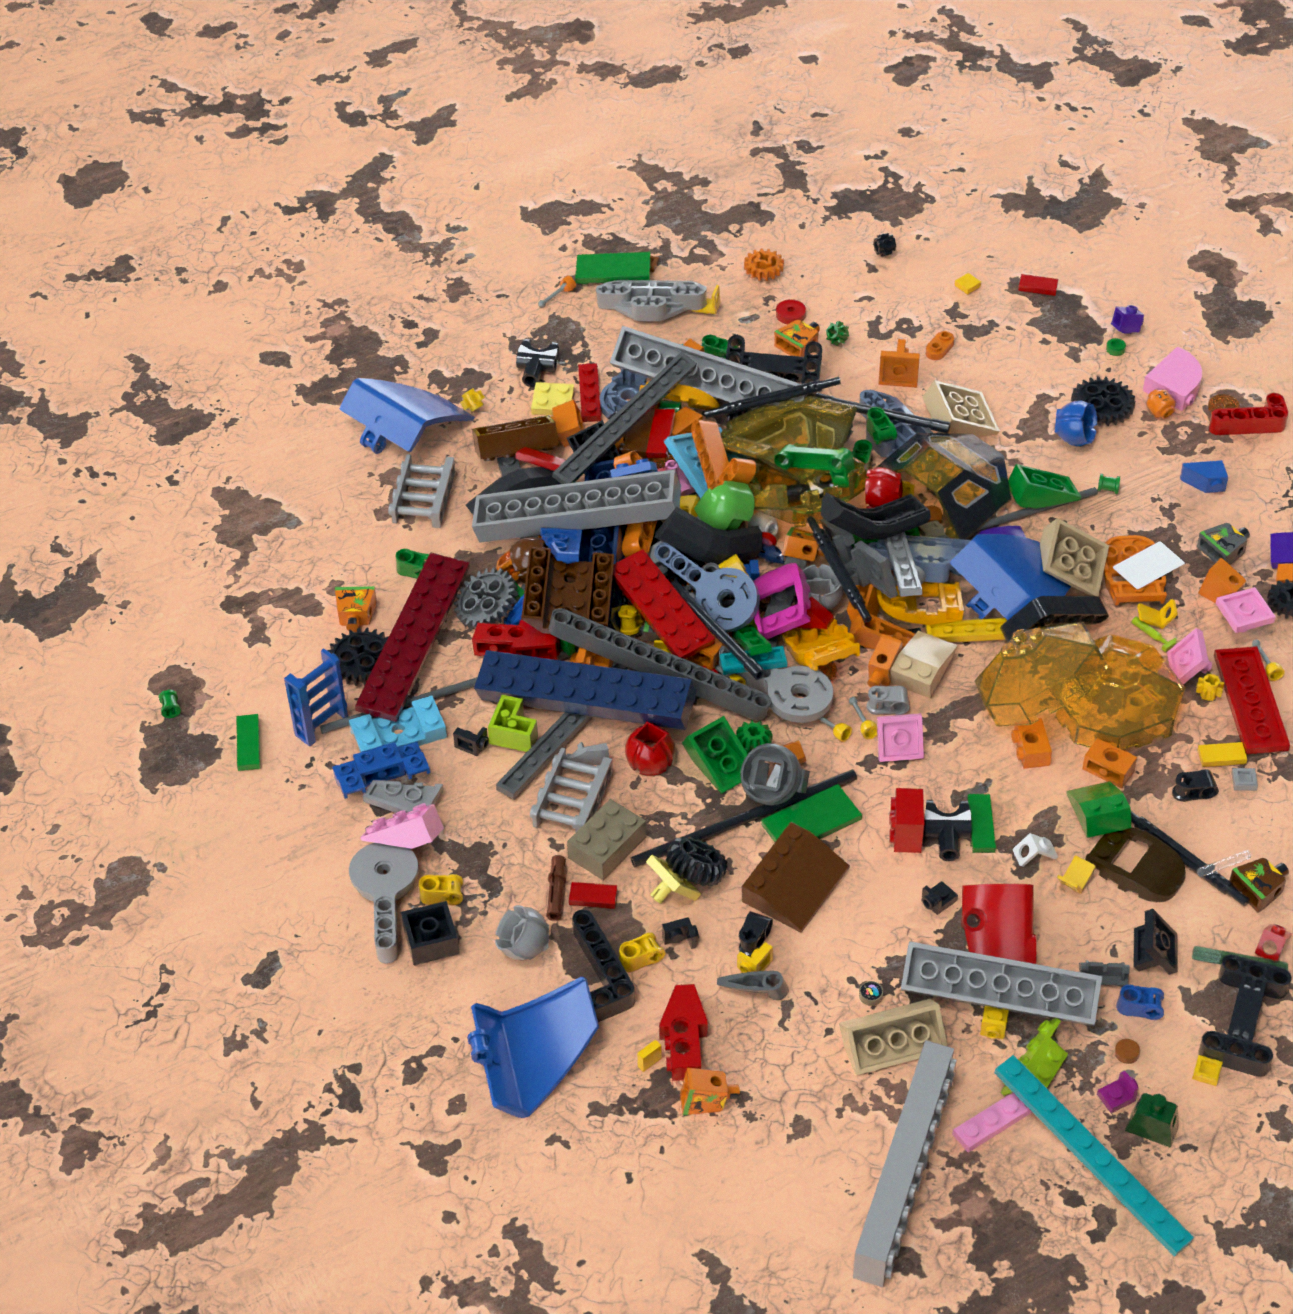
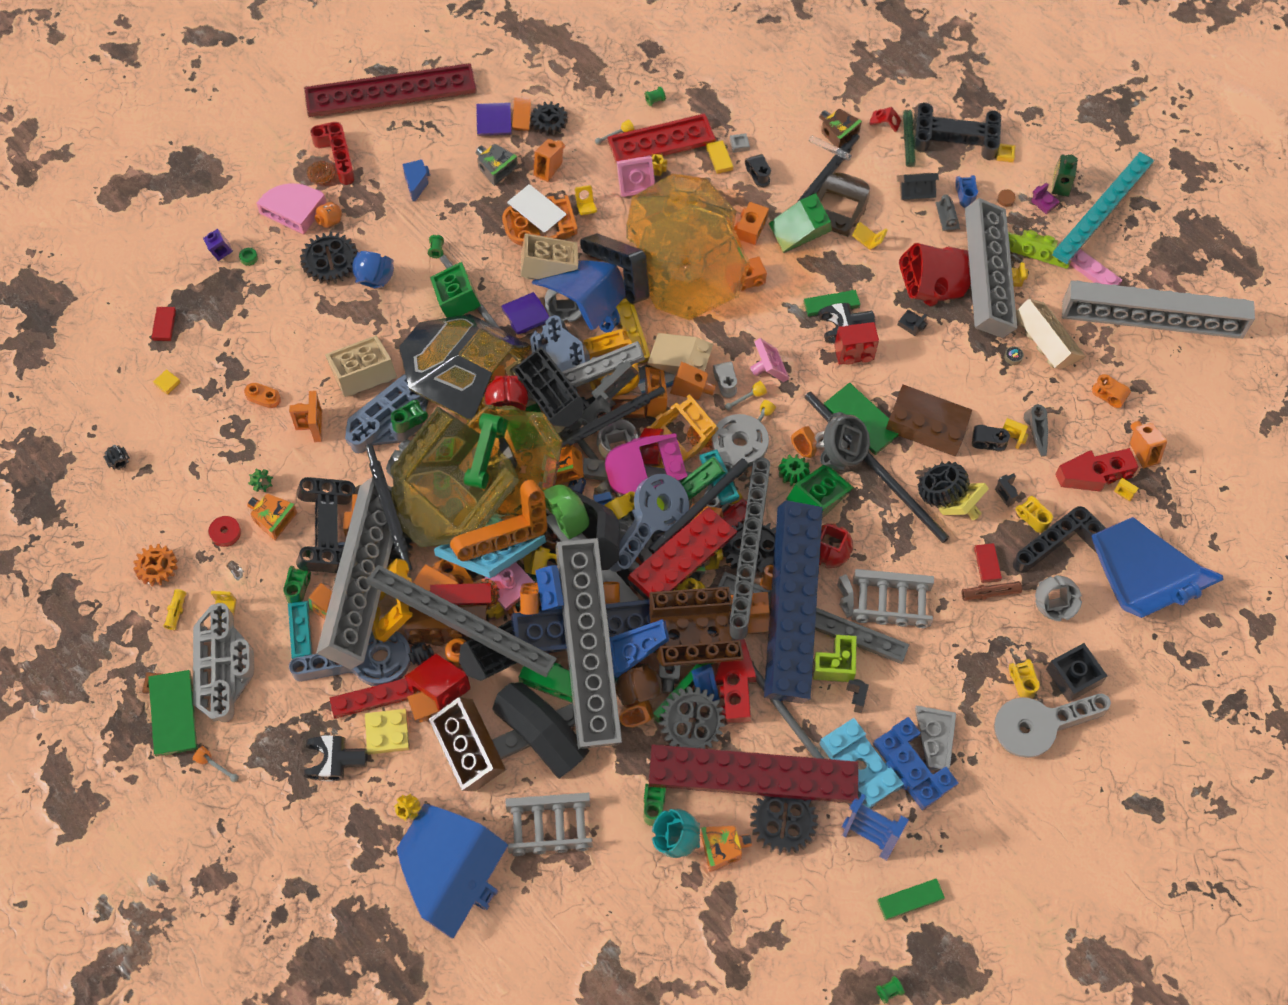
camera: 105 degrees left, 15 degrees up
(374, 569) = (676, 833): none -> teal piece
(406, 829) = (981, 722): bright pink slope -> none
(539, 458) = (503, 701): red tile -> none
(577, 417) = (438, 681): none -> red panel
(606, 839) = (936, 558): dark tan brick -> none
(716, 276) = (175, 609): none -> yellow pin
(794, 1080) = (1111, 392): none -> orange piece
(932, 424) = (395, 376): black piece -> none
(1036, 845) = (848, 260): white bracket -> none
(1154, 634) = (603, 206): lime piece -> none
(1245, 610) = (579, 139): bright pink tile -> none

